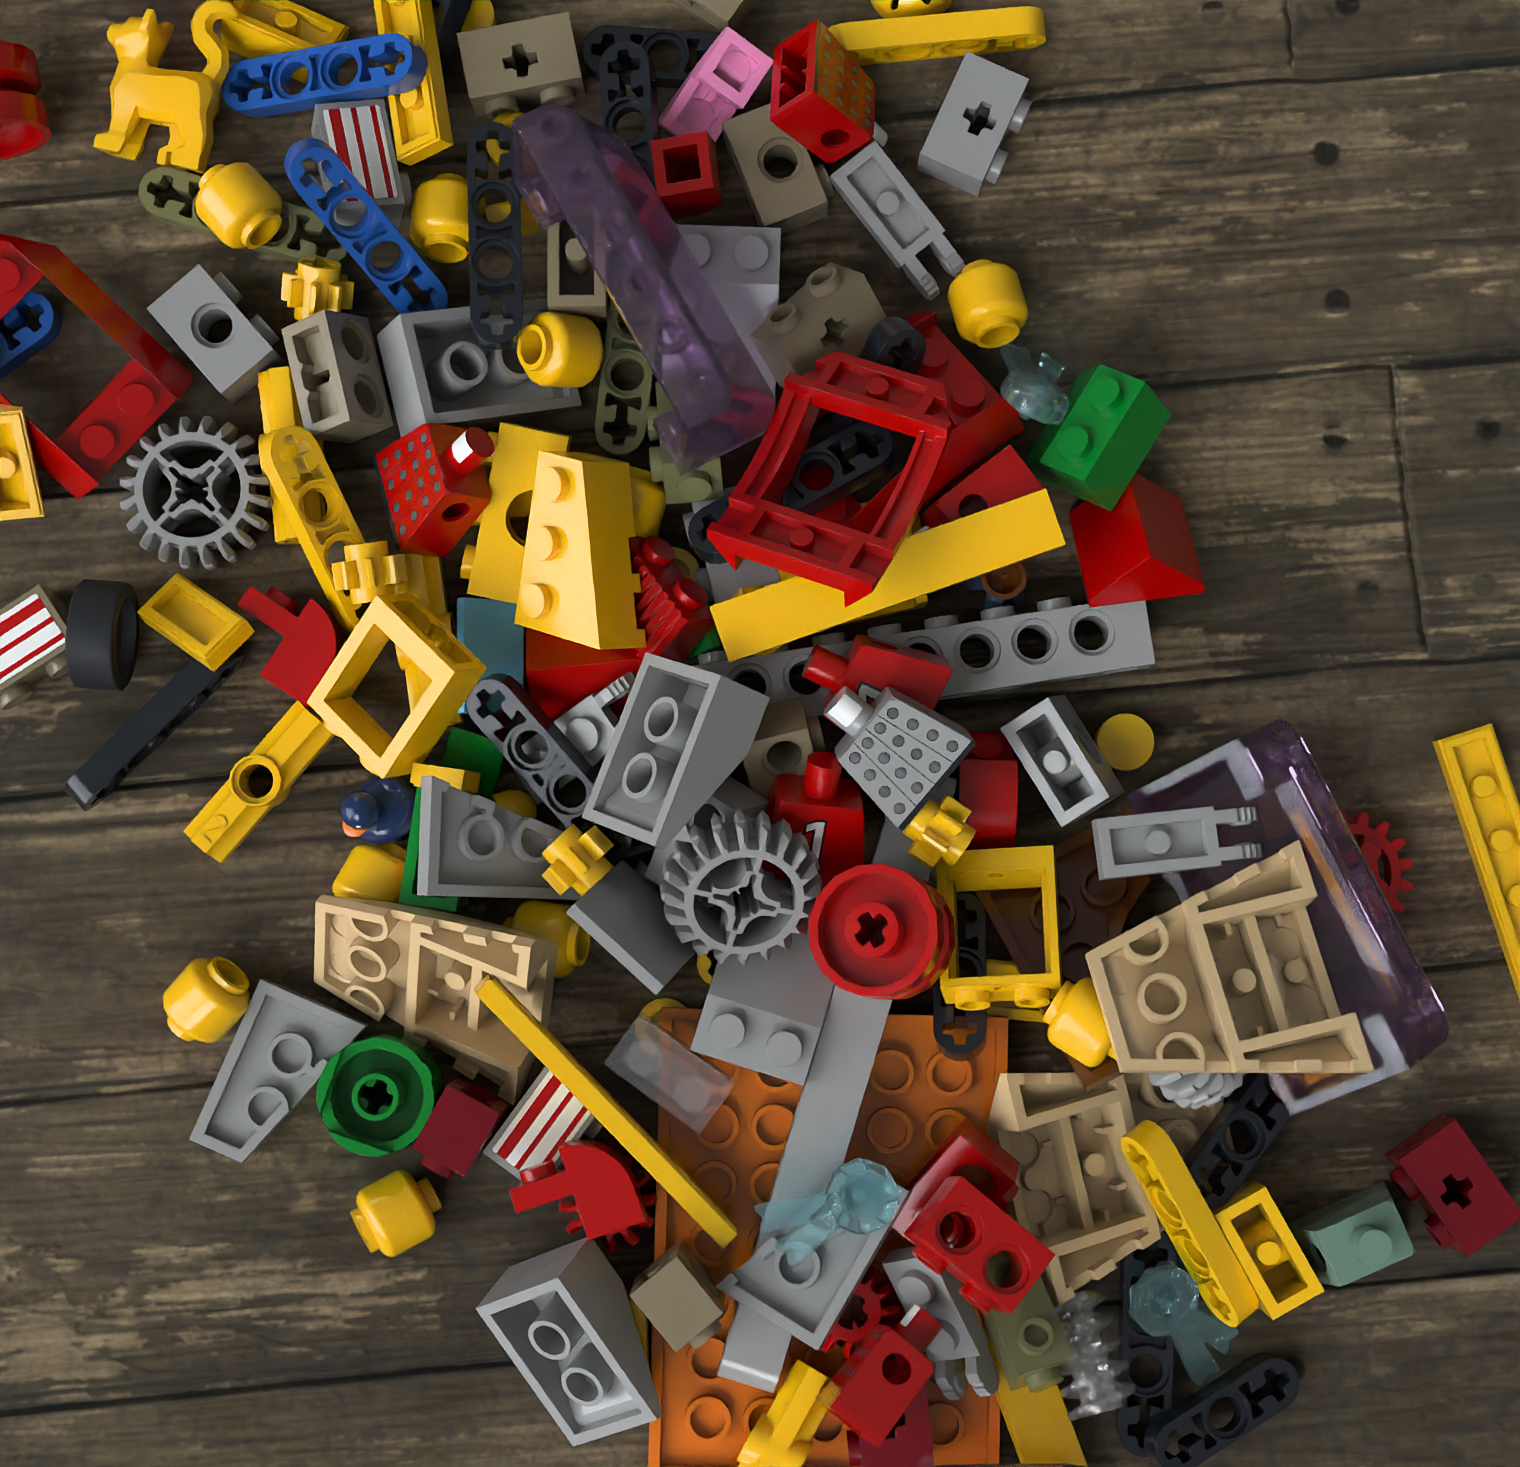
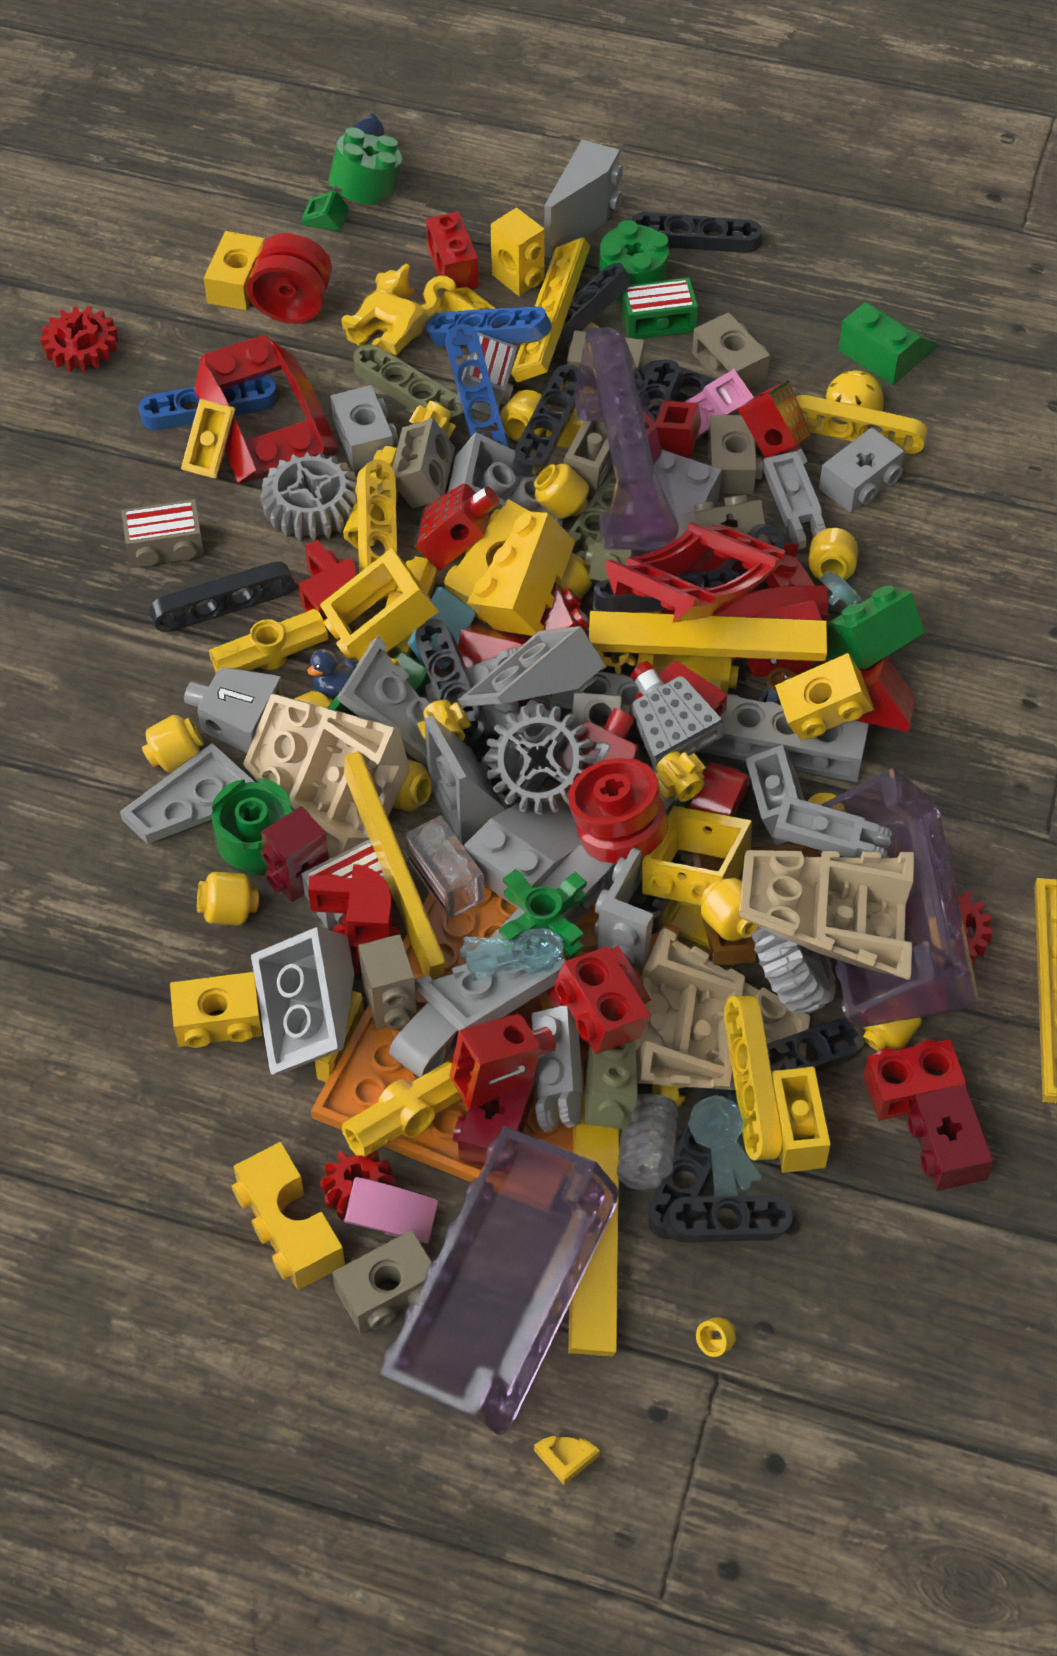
camera: 20 degrees right, 30 degrees down
(102, 634) = (217, 536): black tyre -> none
(196, 621) = (275, 550): yellow tile -> none
(239, 205) = (409, 365): yellow head -> none
(262, 902) = (233, 704): none -> light grey torso
(369, 571) = (395, 538): yellow gear -> none
(427, 1398) = (198, 998): none -> yellow brick
(829, 1149) = (547, 900): none -> green pin
(953, 1098) = (621, 922): none -> light grey bracket
(1051, 621) = (804, 694): none -> yellow brick
(1353, 1236) = (866, 1136): sand green torso -> none
(1388, 1133) = (910, 1068): none -> red brick

